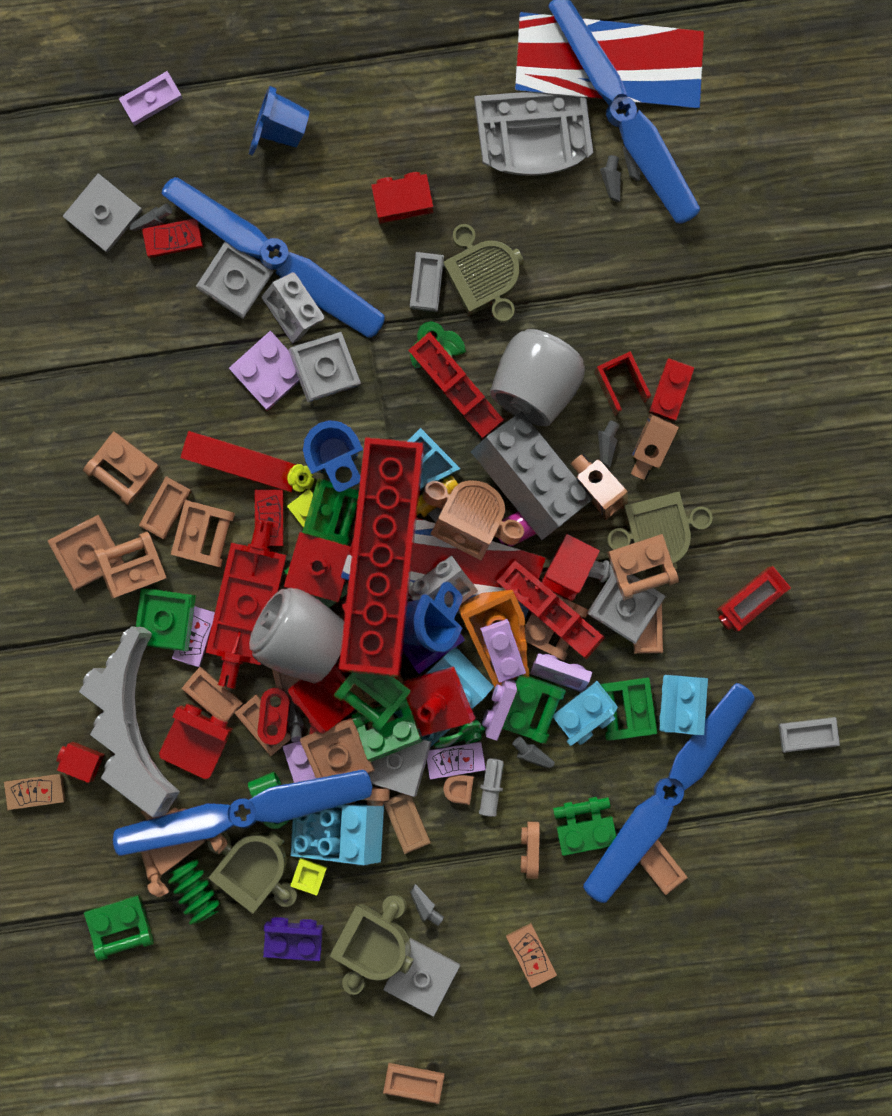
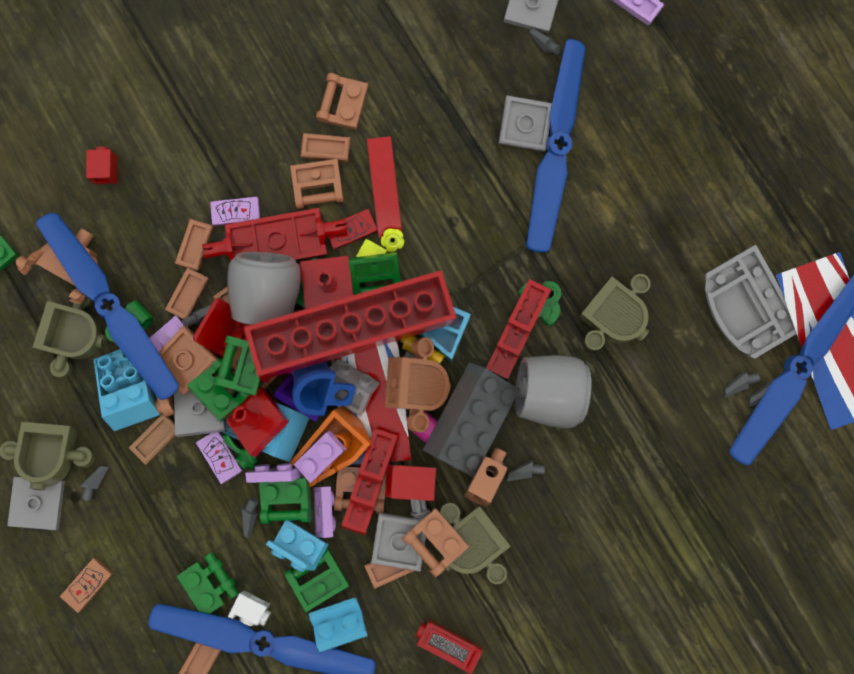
camera: 75 degrees right, 5 degrees down
(34, 791) = (66, 143): medium nougat tile -> none
(76, 551) = (265, 102): nougat plate -> none
(117, 728) = (109, 205): light grey arch -> none
(133, 573) = (263, 144): nougat plate -> none
(167, 618) = (238, 183): green plate -> none
(172, 238) = (536, 64): red tile -> none
(193, 892) = (33, 295): green piece -> none
(195, 741) = (153, 246): red bracket -> none
(266, 370) = (466, 180): lavender plate -> none
(273, 716) = (195, 295): red plate -> none
(279, 121) = (664, 103): blue container -> none
(292, 306) = (524, 176): light grey bracket -> none
(293, 940) = (27, 389): dark purple bracket -> none
(308, 876) = (81, 379): neon yellow plate -> none
(324, 367) = (487, 220): light grey plate -> none
(331, 447) = (424, 250): blue container -> none
(402, 197) = (648, 223): red brick -> none
(426, 282) = (590, 272): light grey tile -> none
(459, 788) = (197, 469): nougat tile -> none
(491, 787) = (208, 495): light grey axle -> none
(530, 862) = (179, 544): nougat plate -> none
(630, 790) = (250, 609): none -> white brick
(635, 374) = (600, 458): red piece -> none
(657, 433) = (550, 508): nougat torso -> none
(671, 389) = (591, 504): red plate -> none

